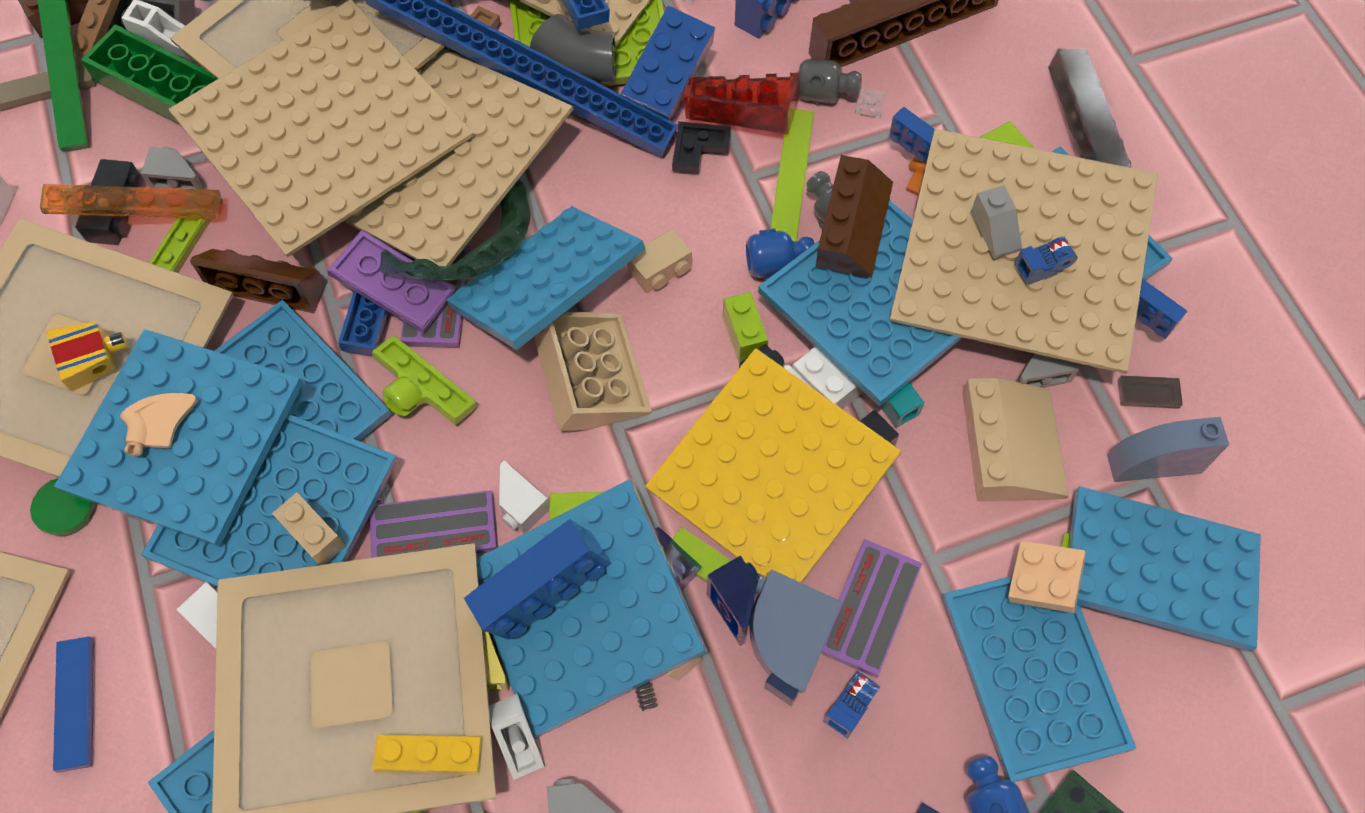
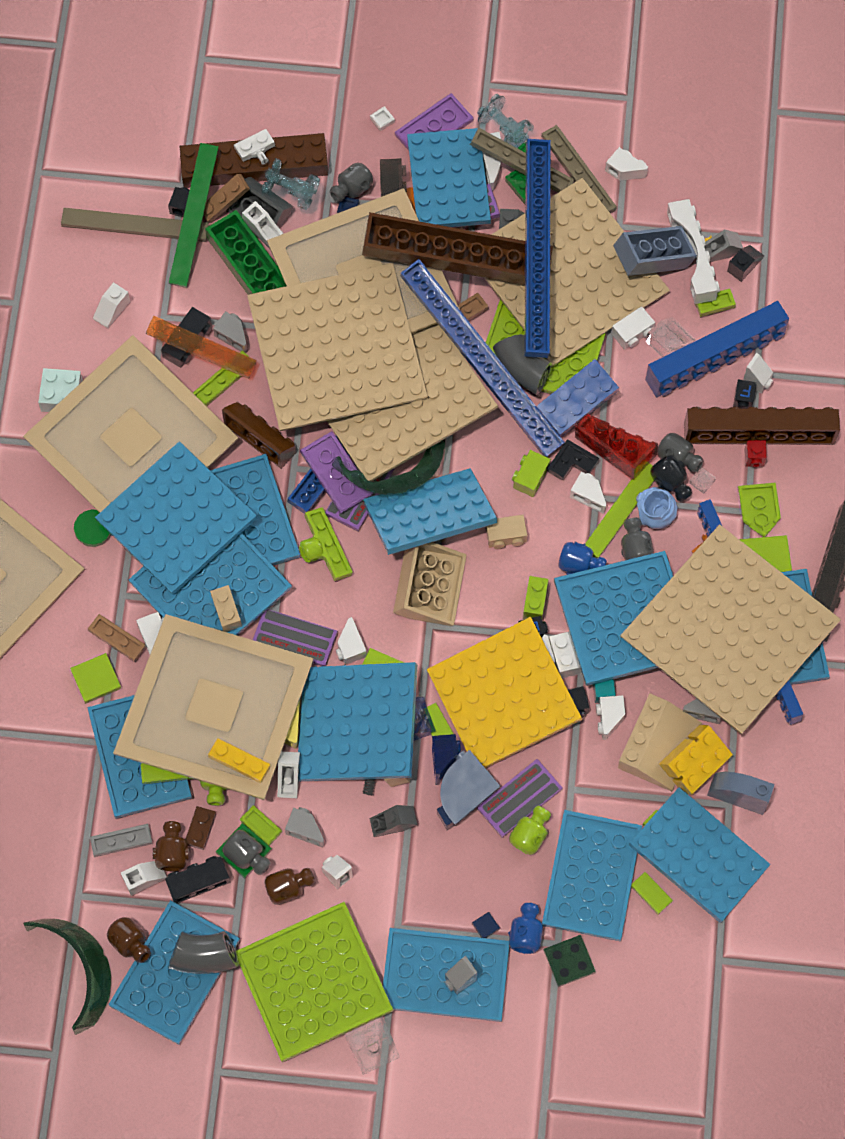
camera: 25 degrees right, 5 degrees up
(33, 51) = (178, 201): none -> black brick
(73, 704) = (61, 646): blue tile -> none
(84, 353) = (140, 442): torso -> none
(147, 729) = (95, 678): none -> lime tile
(155, 420) = (166, 504): light nougat arm -> none
(158, 650) = (116, 638): none -> medium nougat plate
(537, 581) = (338, 696): blue brick -> none
(655, 179) = (531, 473): none -> lime brick
(708, 731) = (393, 820): none -> dark grey slope
(742, 171) = (588, 492): none -> white slope
(833, 109) = (670, 476): none -> black piece
(833, 141) = (656, 508): none -> light blue helmet
(851, 705) = (479, 844): blue leg -> none
(854, 218) = (634, 561): reddish brown slope -> none
(916, 46) = (755, 453): none -> red brick
(916, 650) = (530, 832): none -> lime piece
(929, 431) = (611, 714): none -> white slope
(957, 104) = (759, 506): none -> lime tile
(997, 221) = (715, 606): light grey slope -> none
(1045, 260) = (730, 643): blue leg -> none
(1047, 576) = (625, 827): light nougat plate -> none
(1080, 437) = (696, 759): none -> yellow piece
(1131, 655) = (651, 893): none -> lime tile
(1150, 392) = (762, 752): clear smoke tile -> none

